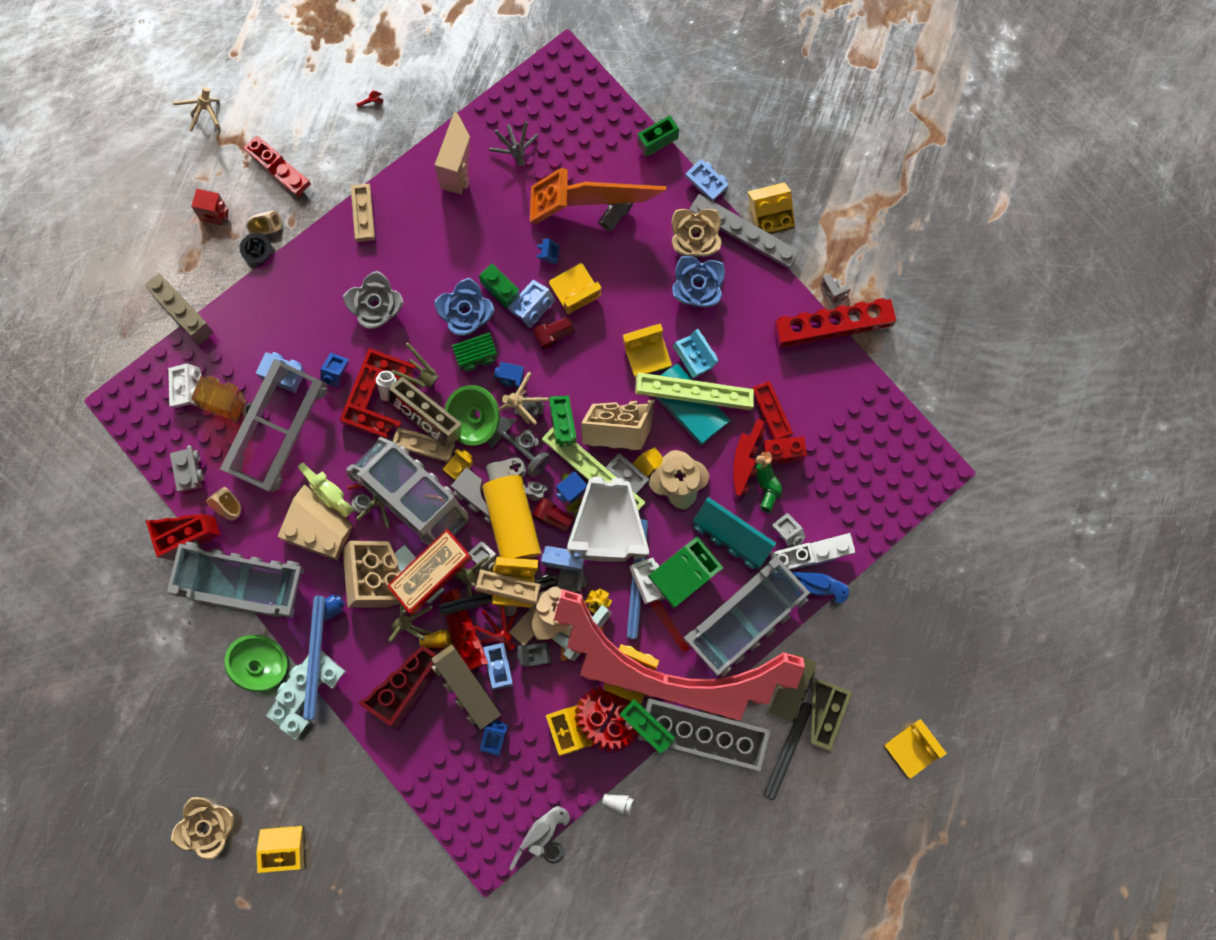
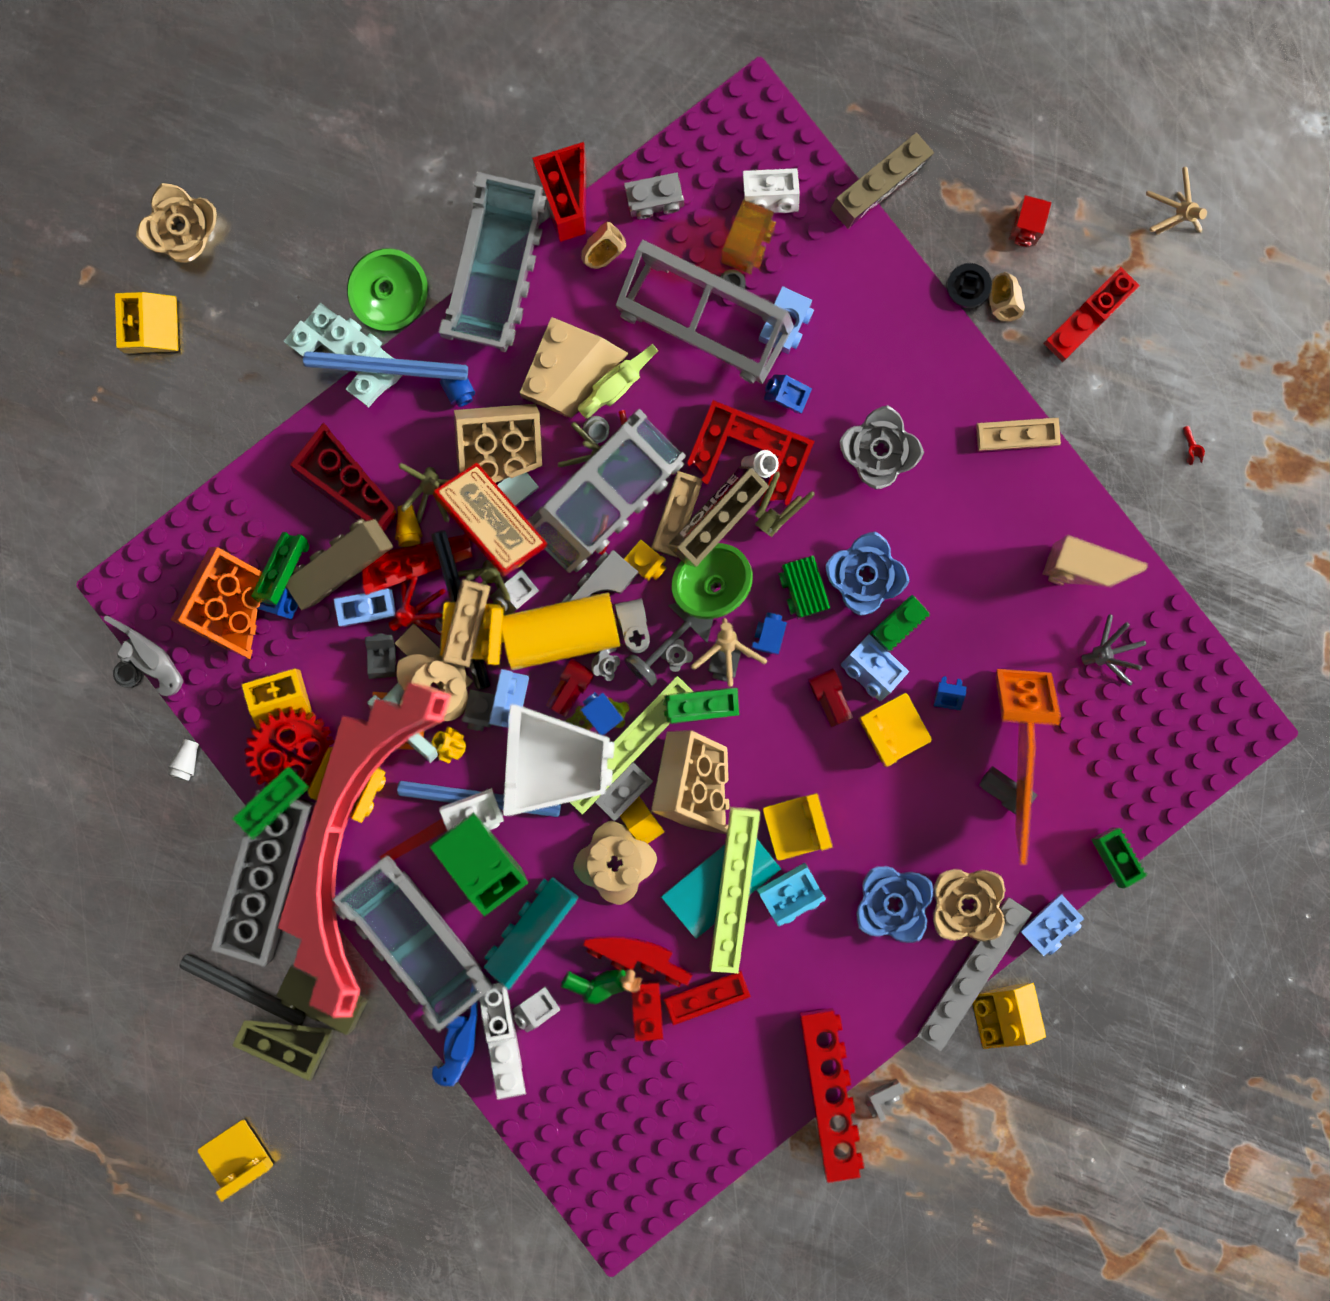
camera: 95 degrees right, 10 degrees up
(470, 733) = (279, 568): none -> green hinge
(496, 776) = (221, 603): none -> orange wedge

